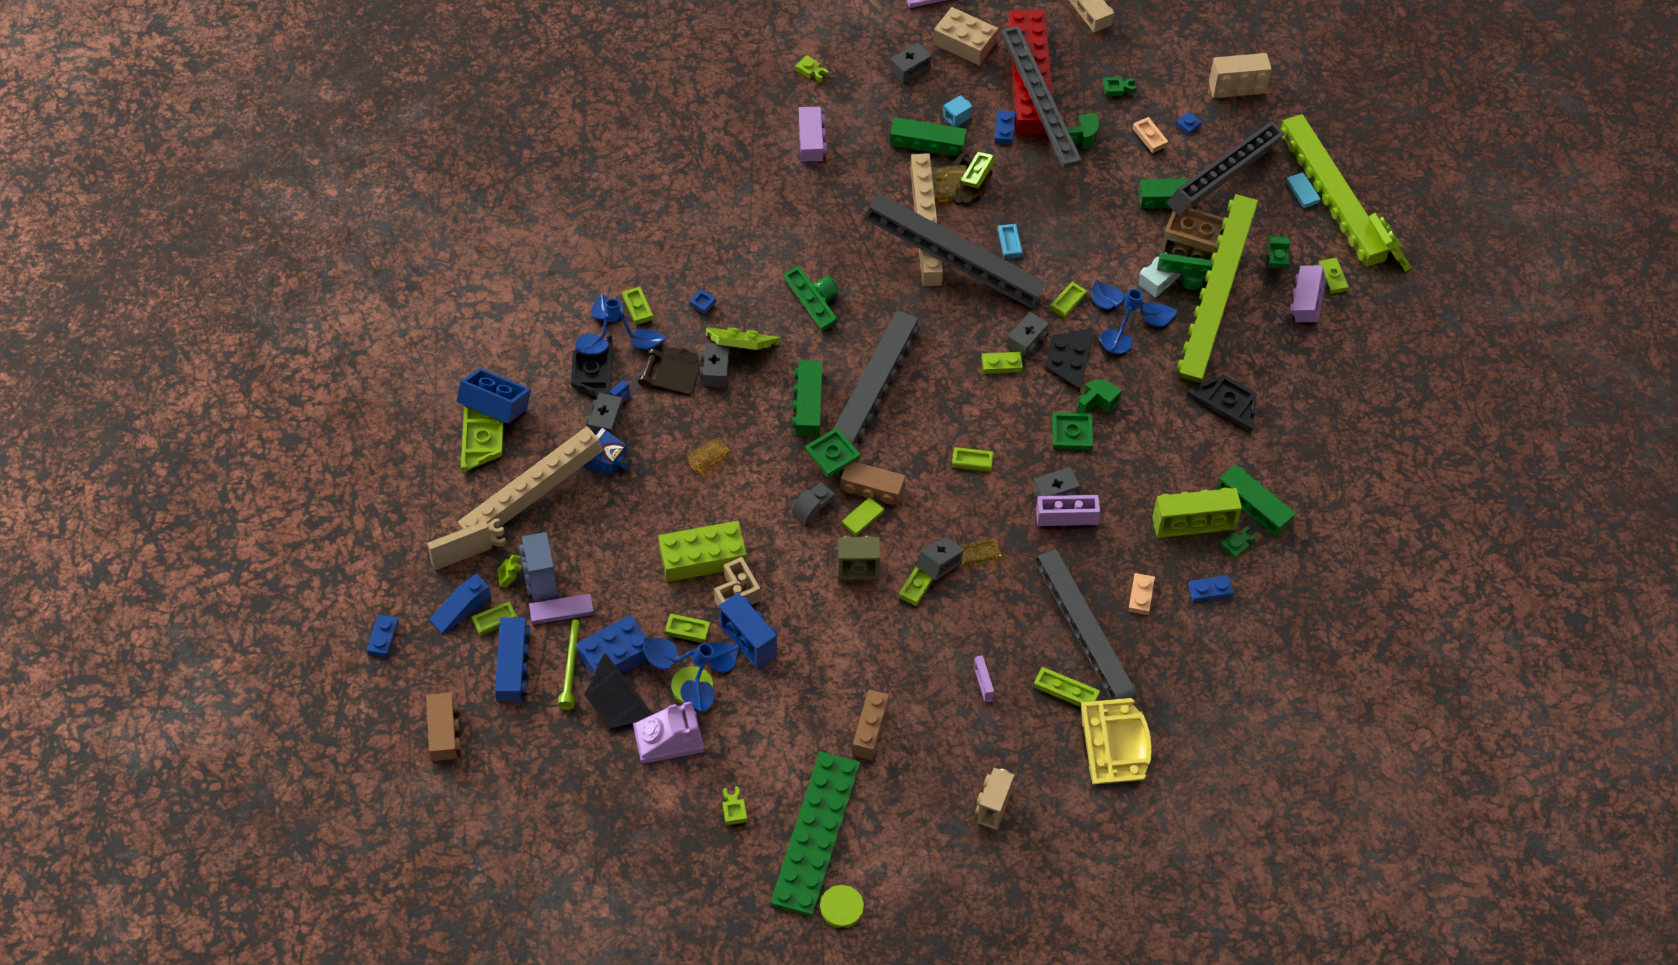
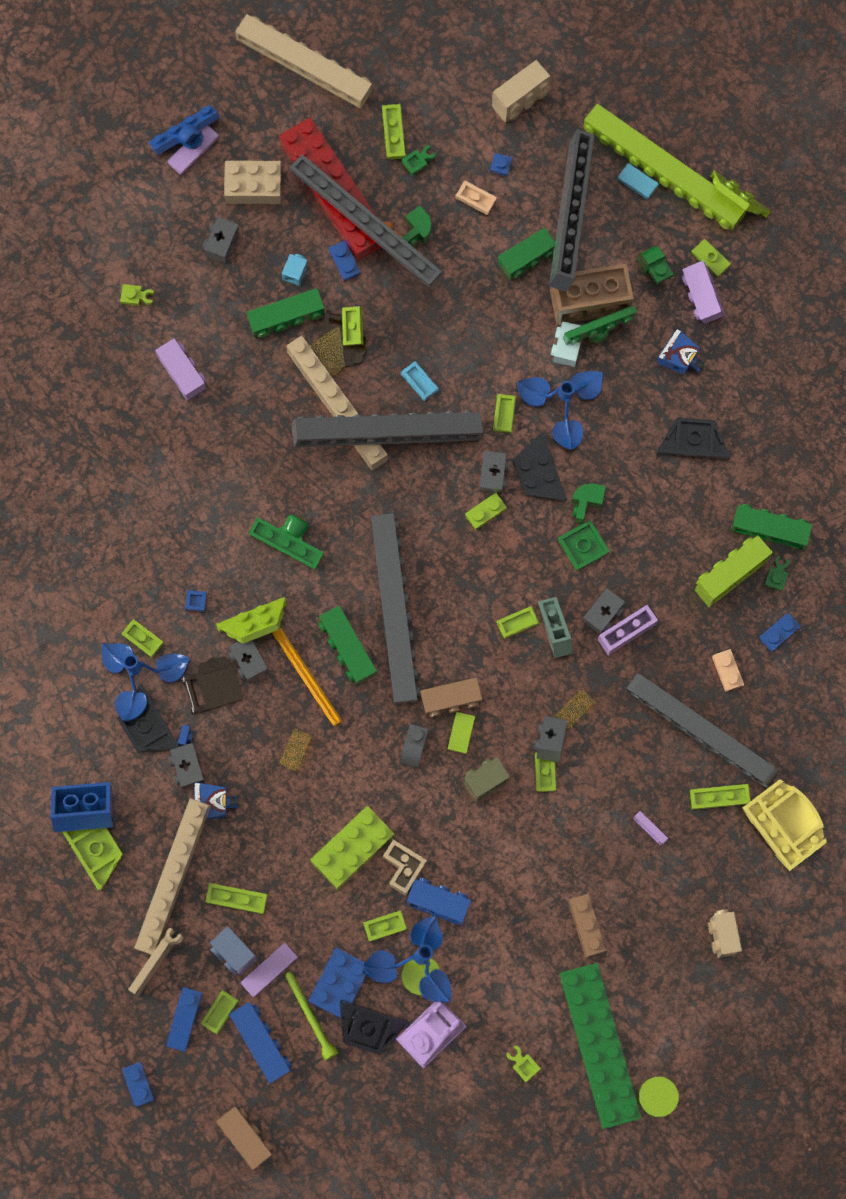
camera: 30 degrees left, 20 degrees up
(508, 571) = (205, 965): lime plate -> none
(573, 537) = (236, 898): none -> lime plate
(757, 406) = (307, 677): none -> light orange axle
(832, 452) = (404, 692): green tile -> none
(1003, 479) = (555, 627): none -> sand green slope
(1110, 57) = (393, 131): none -> lime plate
(1218, 288) = (635, 342): lime brick -> none
(1257, 329) = (680, 354): none -> torso

